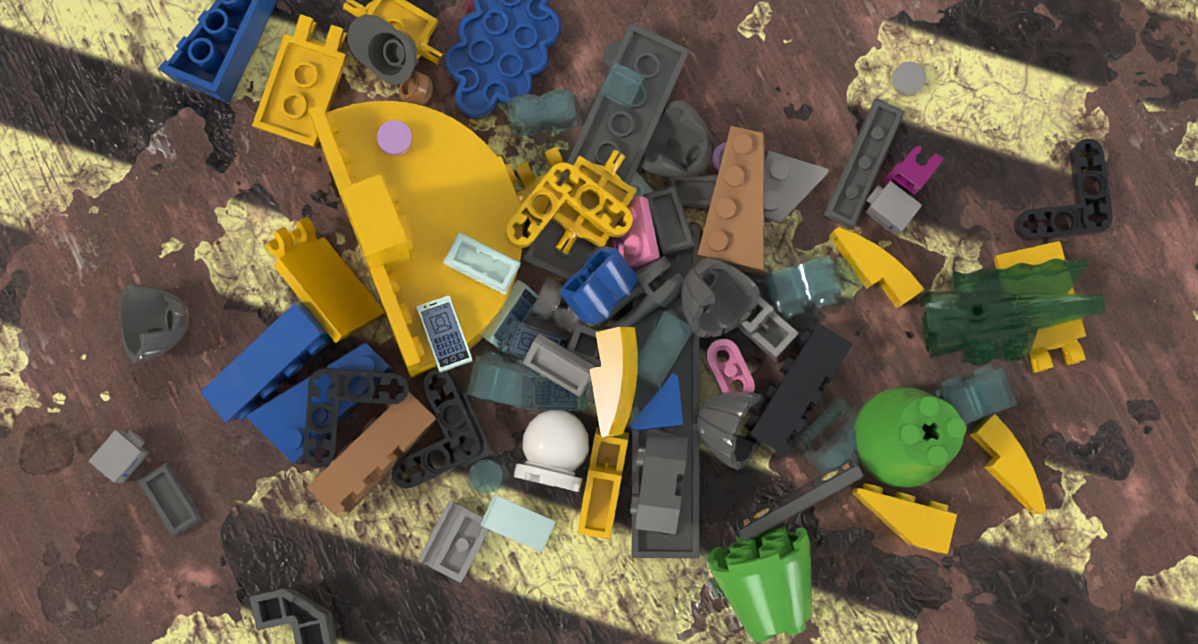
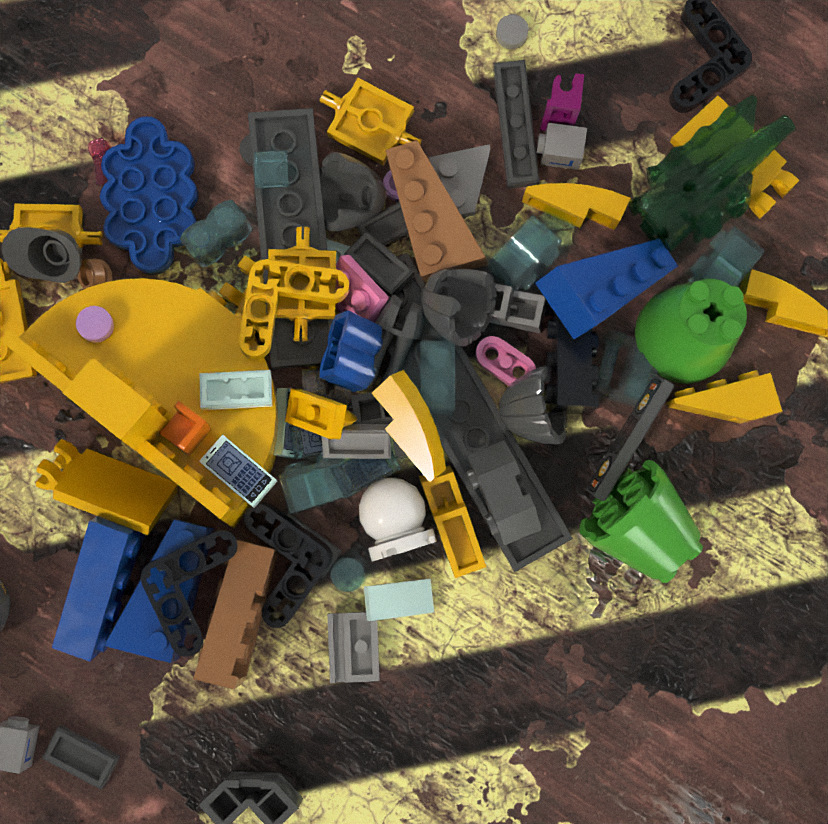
camera: 25 degrees left, 0 degrees up
(420, 273) = (185, 429): none -> orange panel
(539, 323) = (318, 414): none -> yellow tile
(663, 409) = (468, 427): blue slope -> none
(734, 88) = (369, 120): none -> yellow plate
(847, 352) = (598, 286): none -> blue wedge

